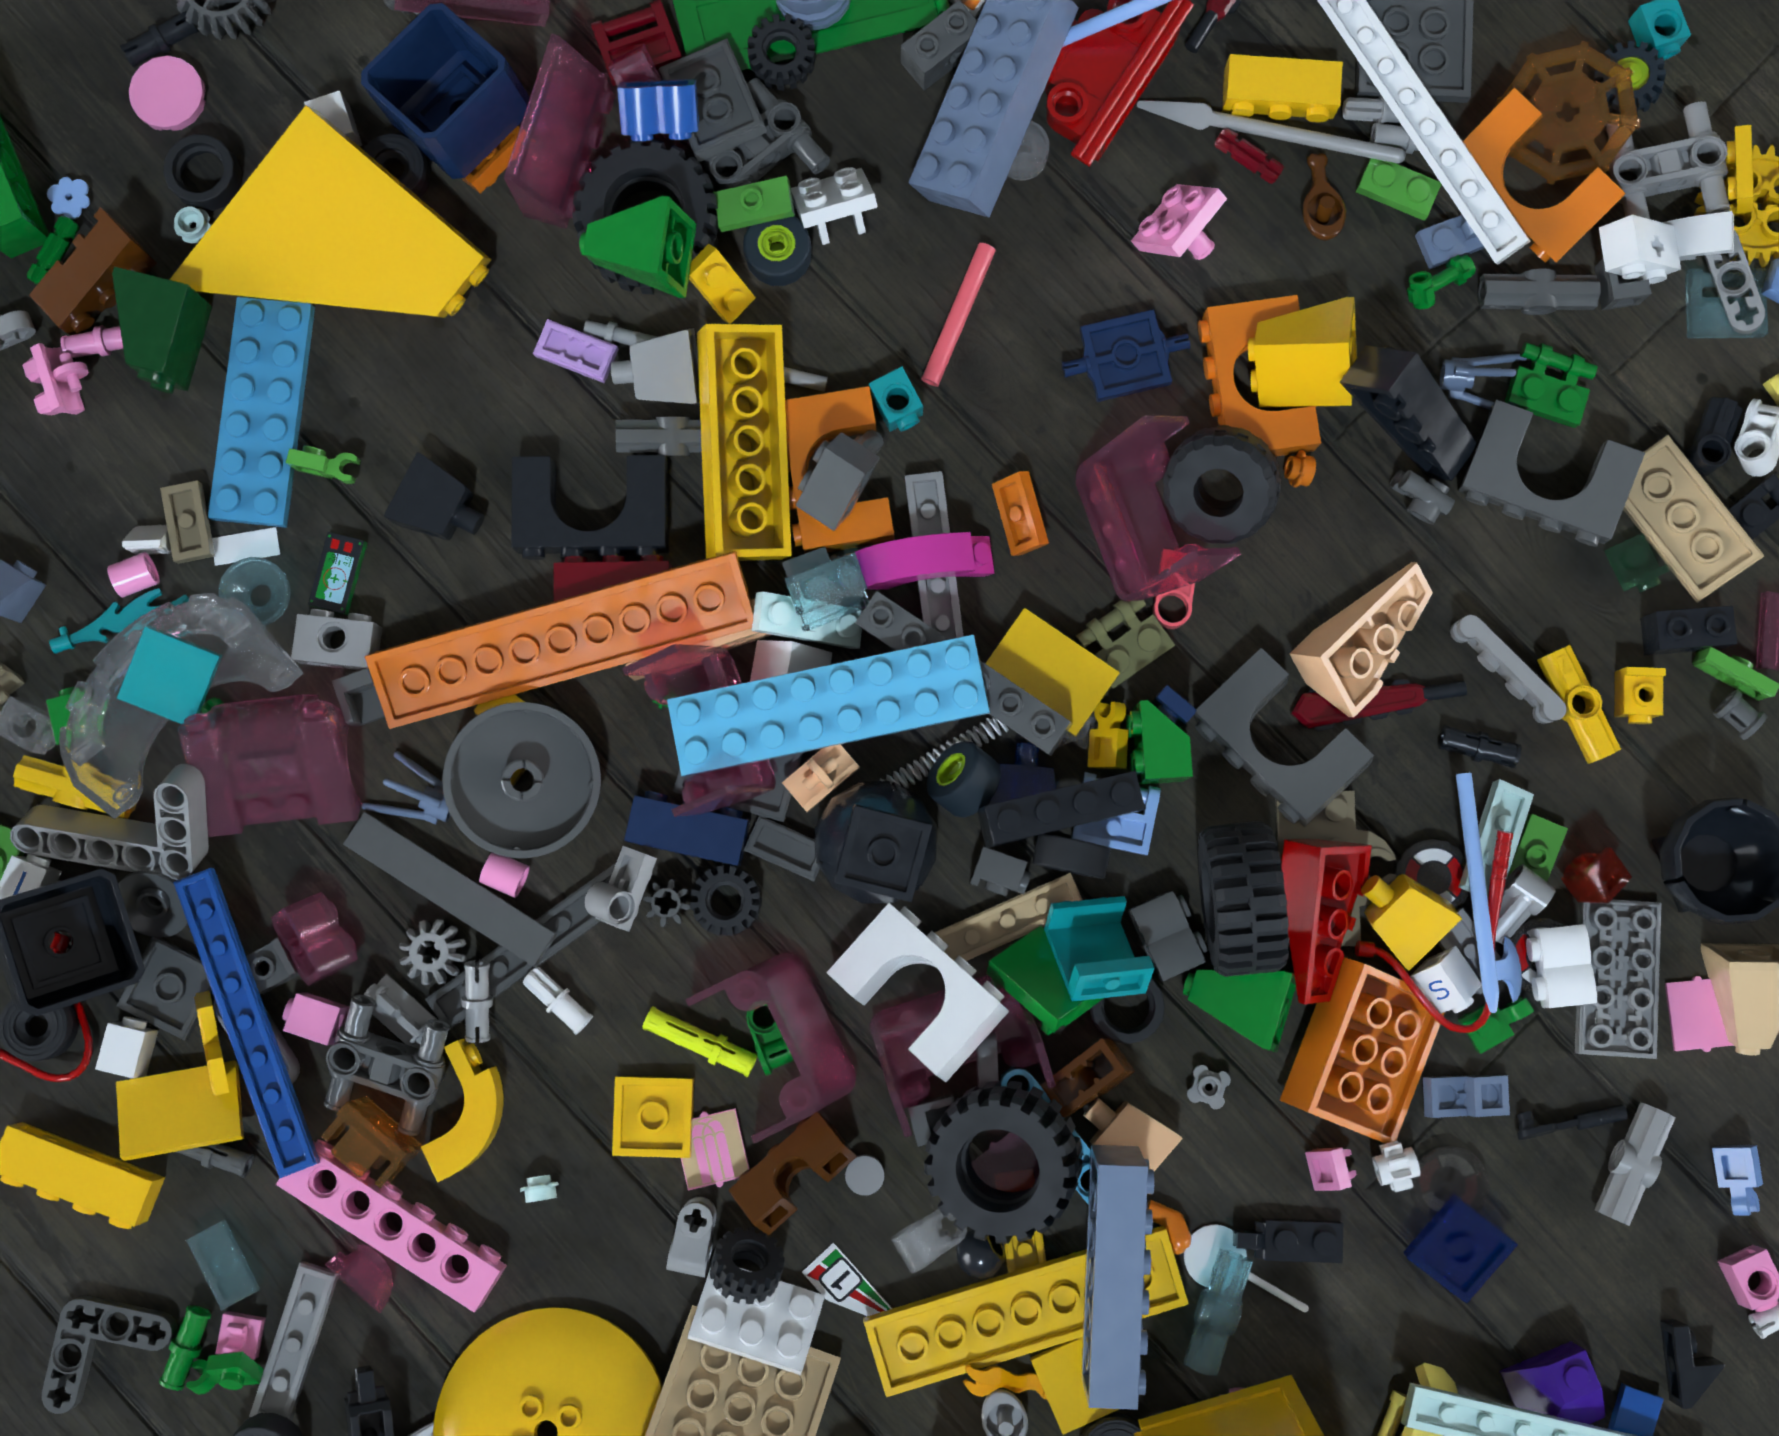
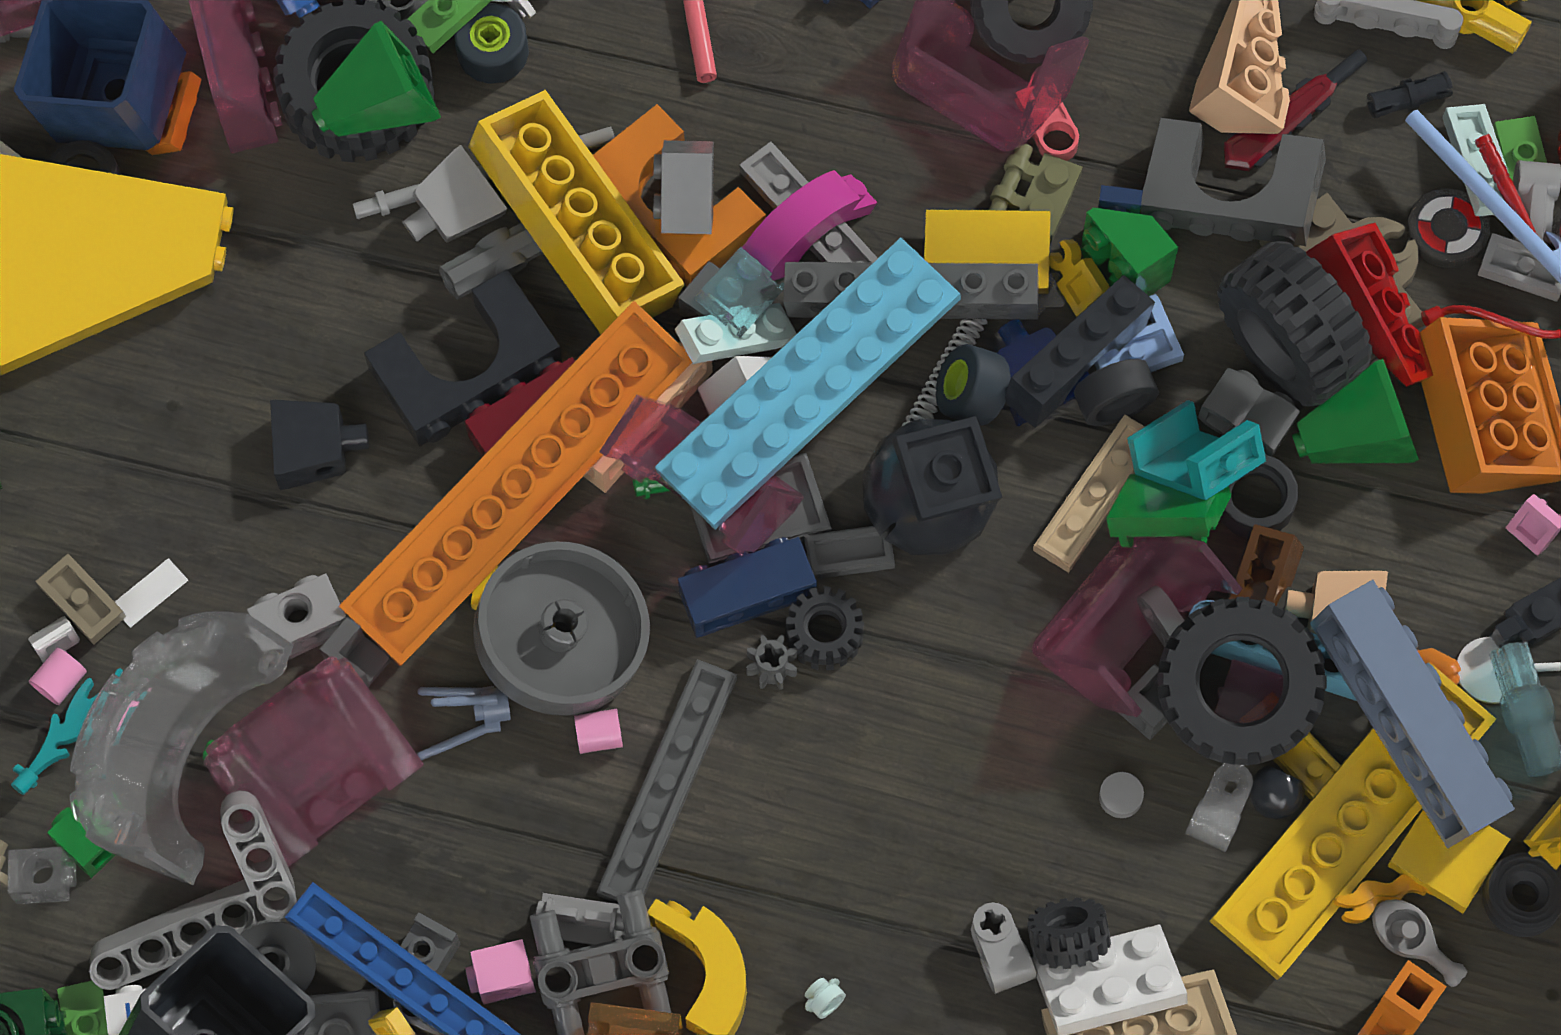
camera: 35 degrees left, 15 degrees down
(53, 781) = (119, 904): yellow piece -> none
(169, 675) = (160, 732): teal tile -> none
(247, 574) = (184, 600): clear light blue piece -> none
(261, 411) = (89, 463): dark azure plate -> none
(314, 462) = (176, 473): bright green plate -> none
(314, 938) = (450, 892): clear pink brick -> none
(337, 573) = (256, 559): tile -> none
(443, 943) = (588, 831): light grey gear -> none
(450, 889) = (555, 775): dark grey tile -> none
(477, 1001) = (650, 856): light grey pin -> none
(557, 1000) = (724, 815): white axle -> none
(575, 351) = (359, 236): lavender plate -> none
(620, 899) = (726, 676): light grey plate -> none
(653, 1116) = (887, 866): yellow tile -> none
(700, 1041) = (888, 768): neon yellow pin -> none
(716, 1150) = (962, 863): piece -> none
(719, 284) = (459, 96): yellow plate -> none
(765, 1188) = (1056, 793): reddish brown arch -> none
(766, 1042) = (952, 721): green piece -> none
(806, 1029) = (1021, 720): clear pink windscreen -> none
(820, 776) = (838, 462): light nougat hips -> none
(843, 1283) = (1168, 906): sticker -> none
(891, 385) = (684, 91): teal brick -> none
(968, 1007) = (1012, 560): white arch -> none
(1000, 872) = (1060, 449): dark grey brick -> none
(1020, 513) = (866, 137): orange plate -> none
(1218, 1081) = (1371, 531): light grey plate -> none
(1408, 916) = (1449, 264): yellow torso -> none
(1447, 981) = (1524, 298): white brick -> none

